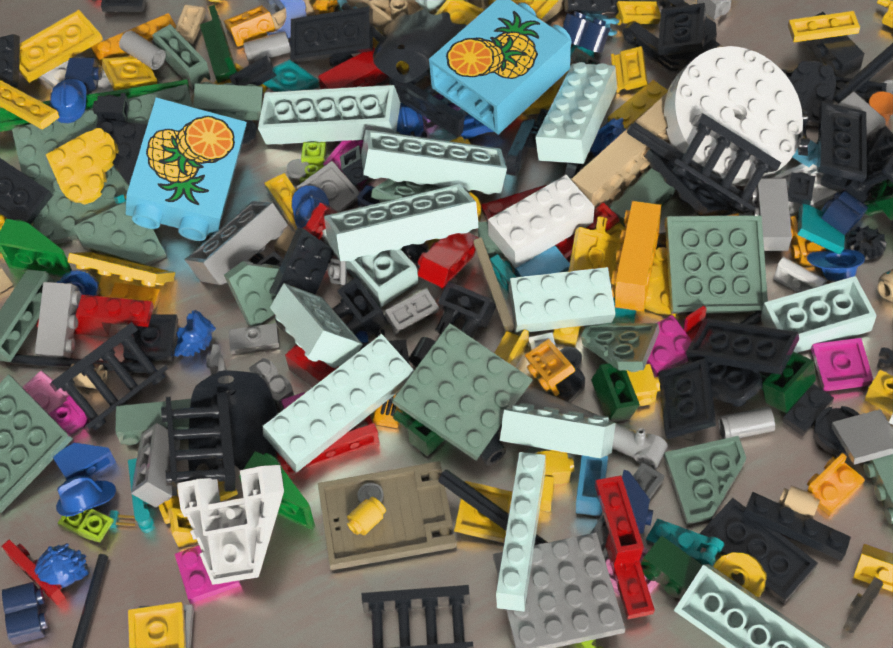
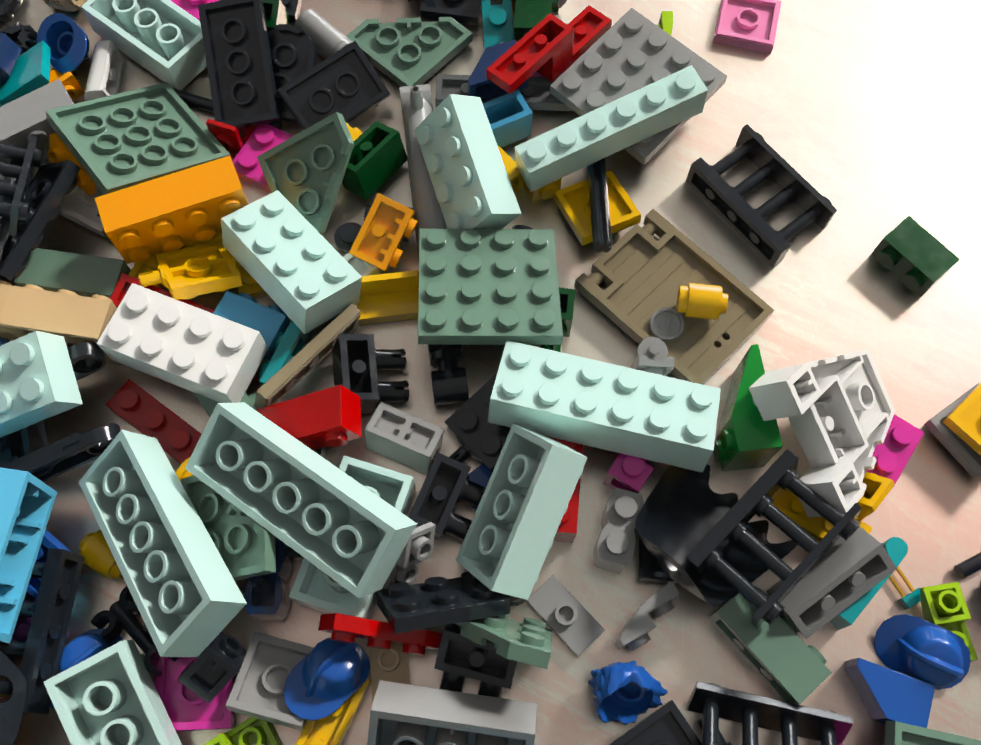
camera: 130 degrees left, 10 degrees up
(347, 459) = (653, 357): none -> light grey hips

